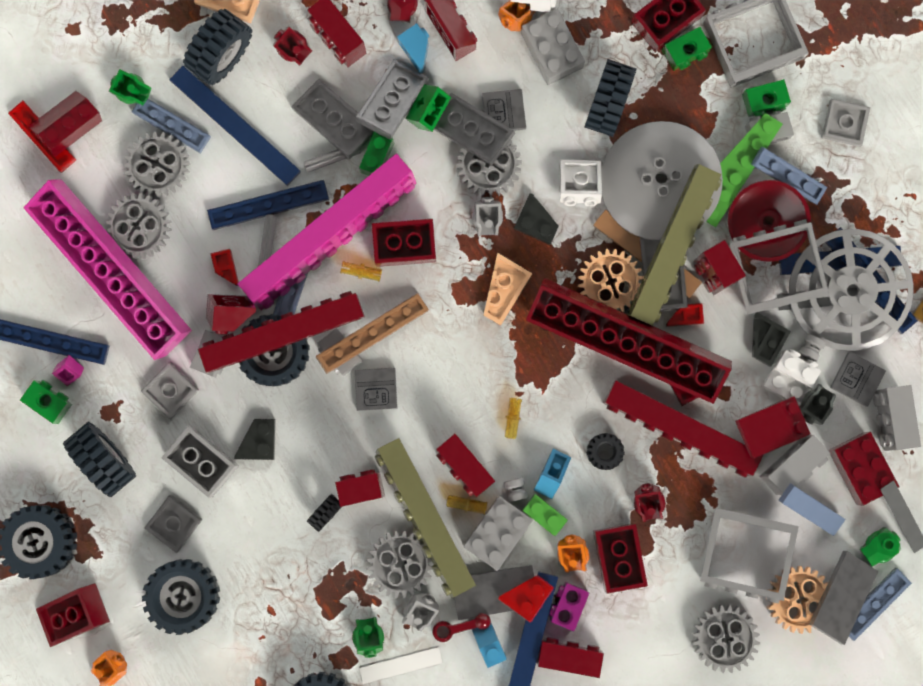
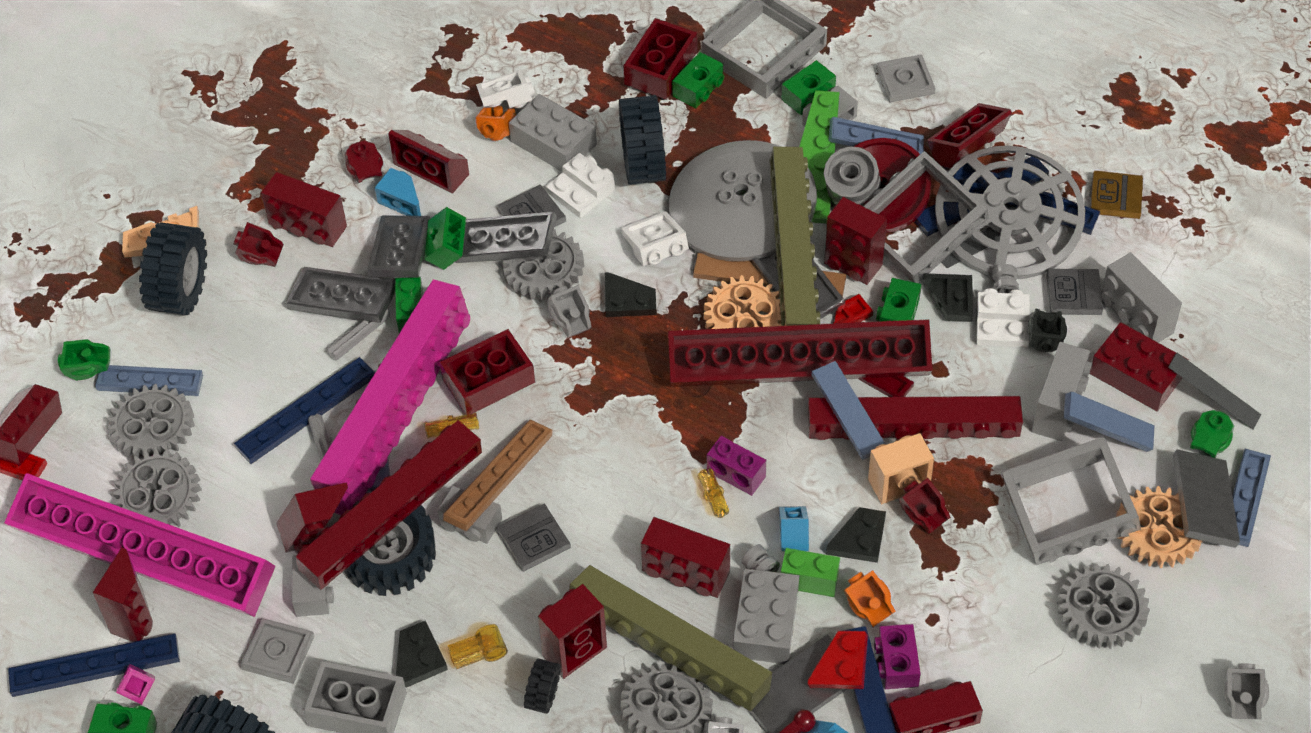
camera: 25 degrees left, 30 degrees down
(80, 313) = (123, 600): none -> dark red slope
(224, 265) = (279, 489): red tile -> none
(235, 125) = (228, 350): dark blue tile -> none
(302, 458) = (486, 645): none -> clear yellow piece
(466, 504) = (711, 607): clear yellow axle -> none
(505, 288) = (629, 372): light nougat wing -> none
(538, 405) = (736, 465): none -> magenta brick
(551, 104) = (581, 185): none -> white plate
(595, 500) = (859, 536): none -> pearl dark grey wing
(614, 442) = (841, 492): black tyre -> none
(620, 558) = (926, 574): dark red brick -> none
(636, 407) = (847, 409): none -> sand blue tile
(648, 470) = (898, 465): none -> light nougat brick
(733, 325) = (899, 301): none -> green brick
(735, 213) = (852, 175): none -> light grey wheel
(772, 427) = (1013, 364): dark red slope -> none
(859, 207) = (968, 133): none -> dark red slope

